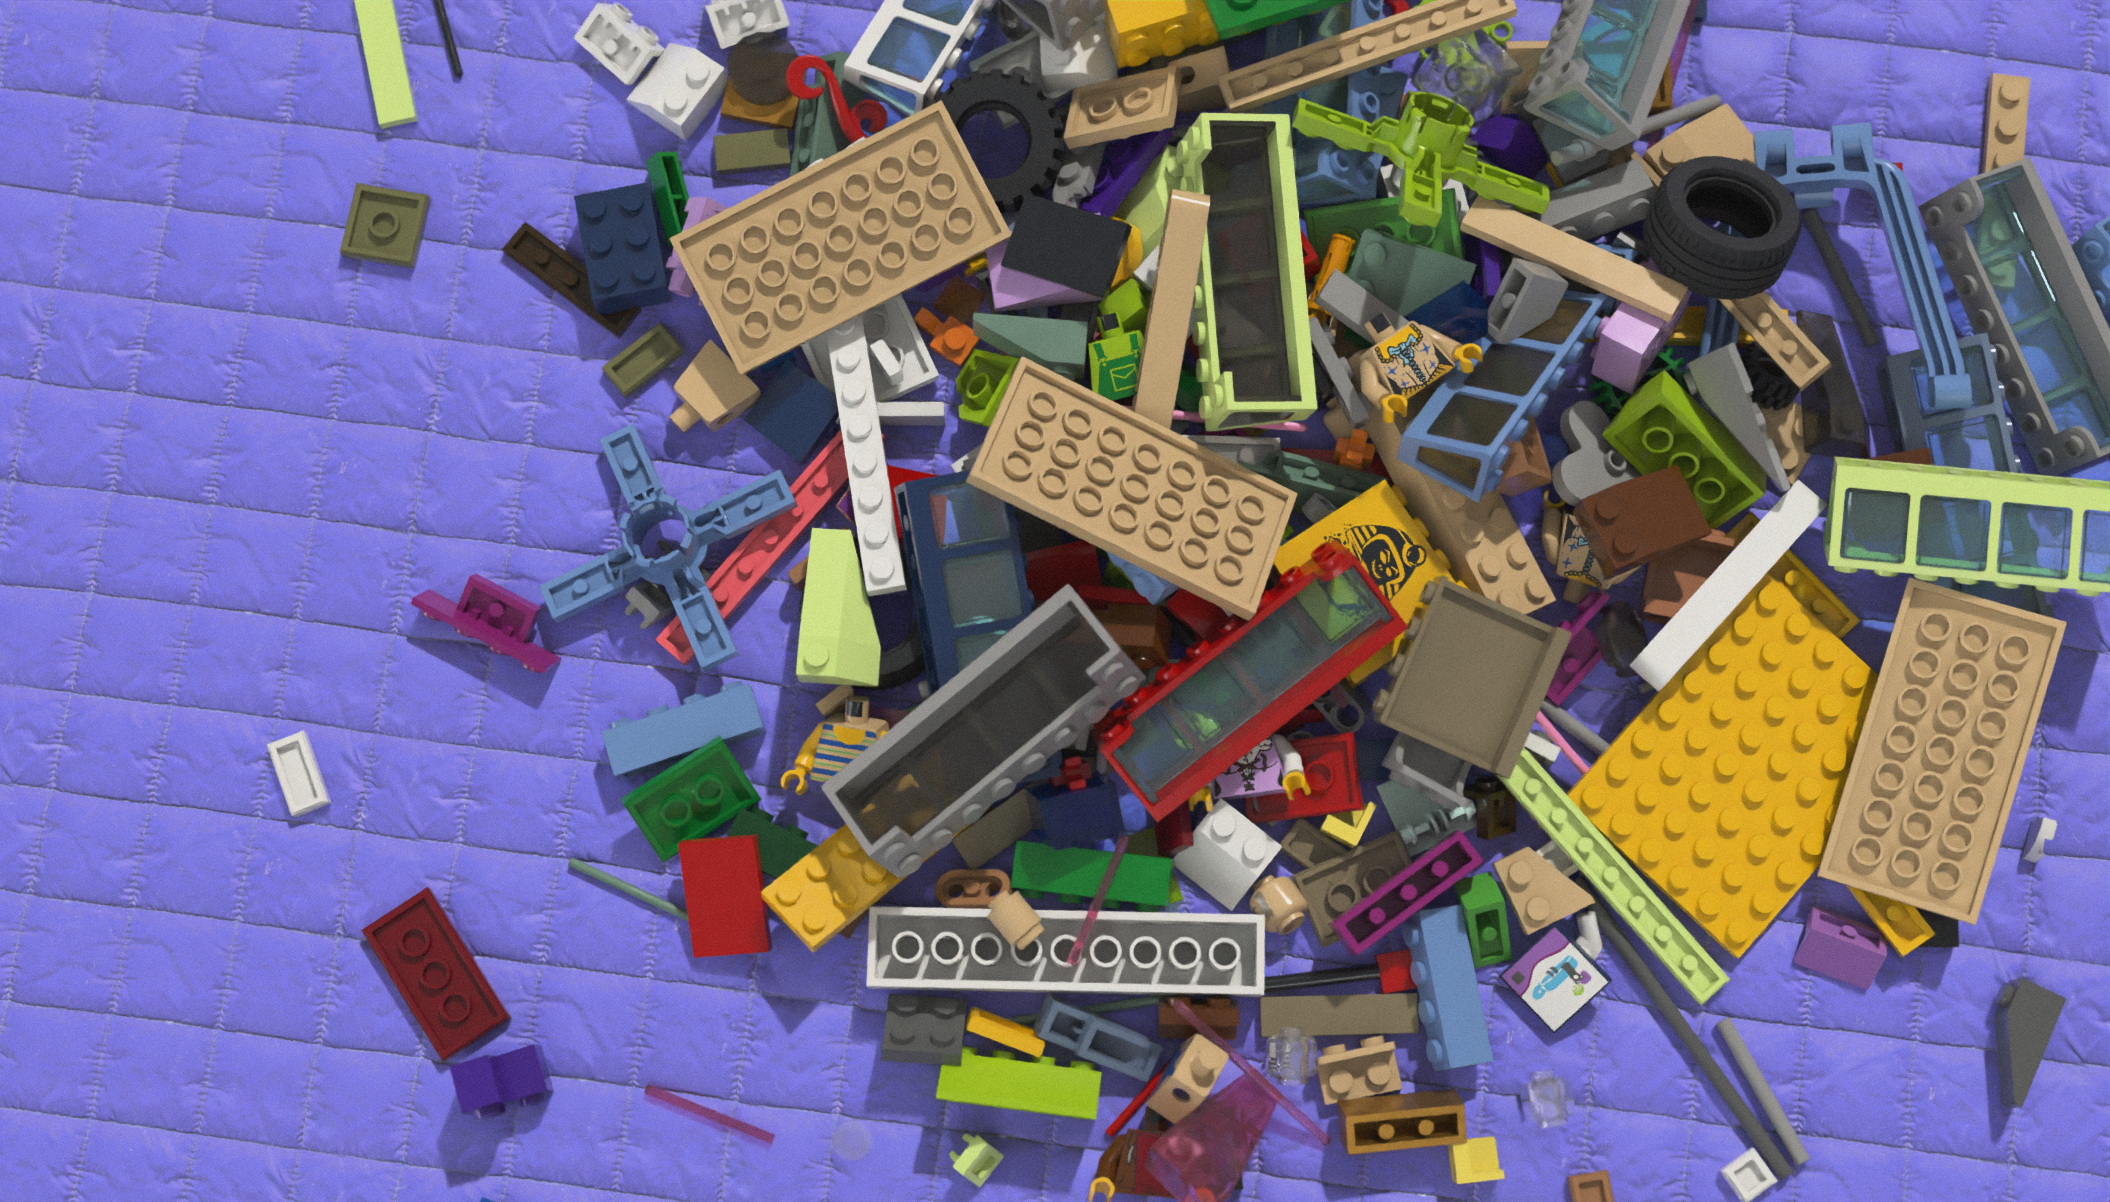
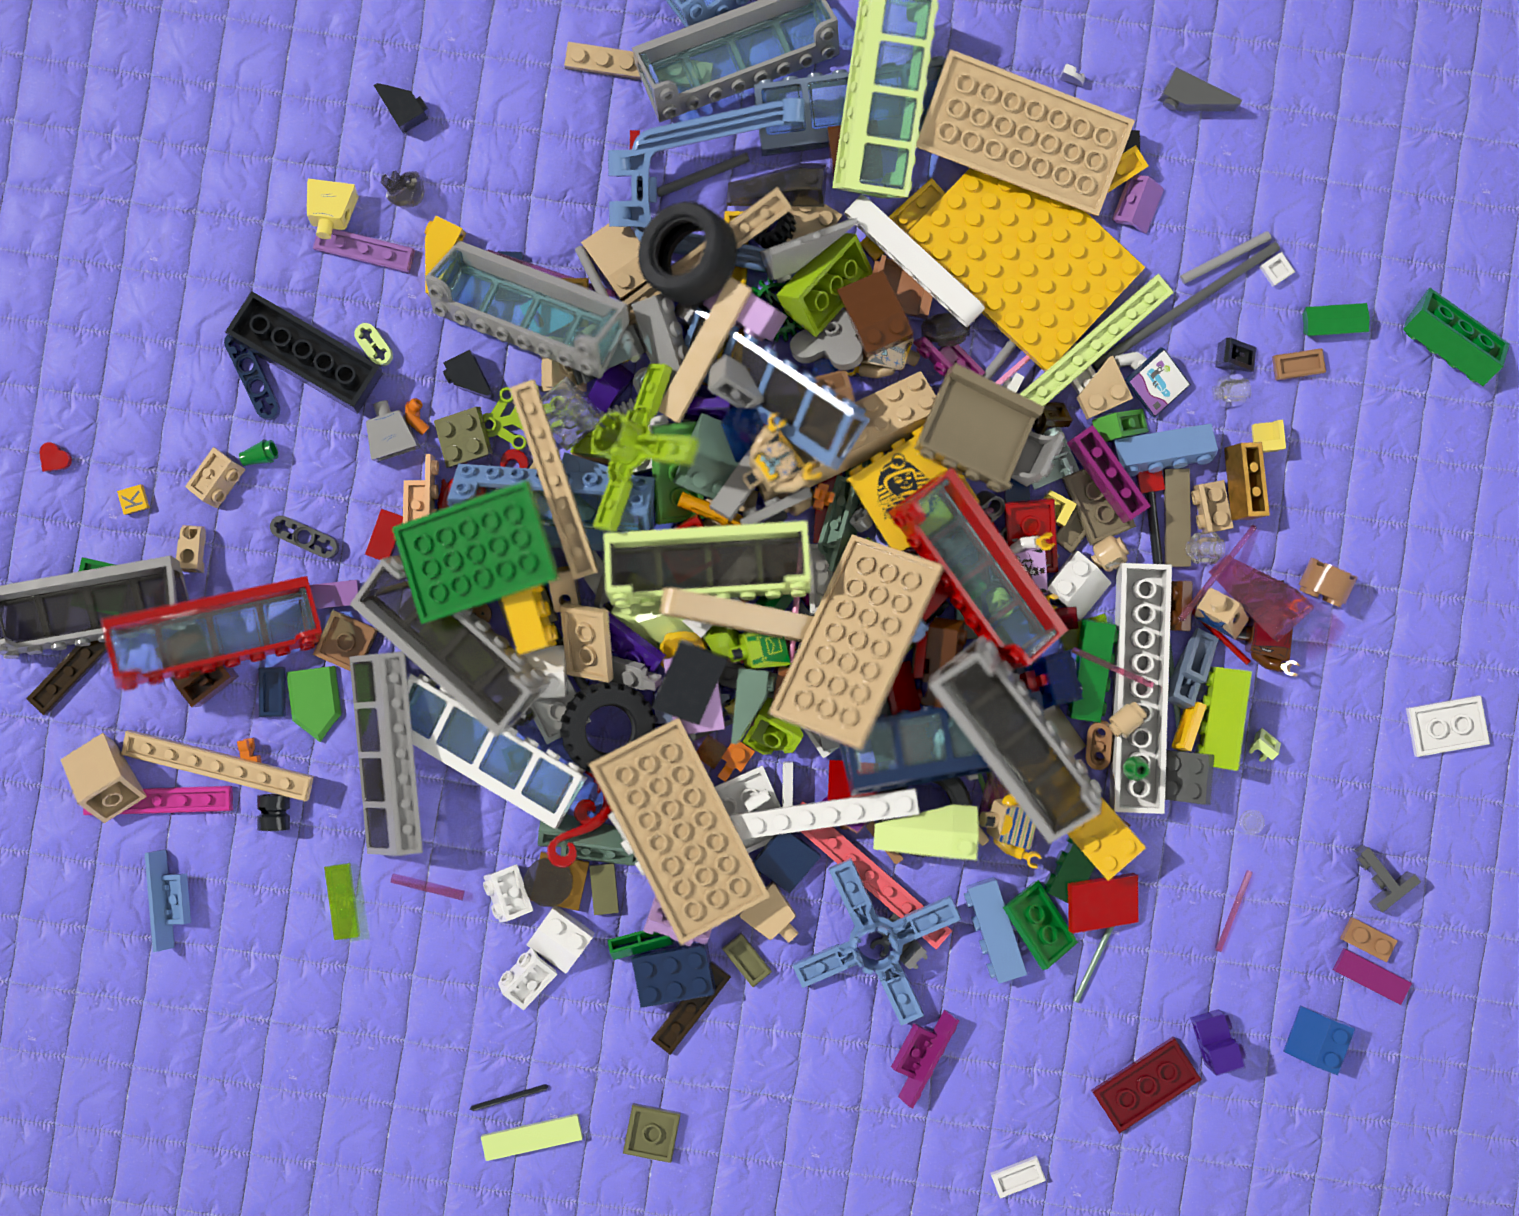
camera: 90 degrees left, 10 degrees up
(946, 944) = (1131, 765): none -> green cone
(1604, 1107) = (1235, 355): none -> black slope

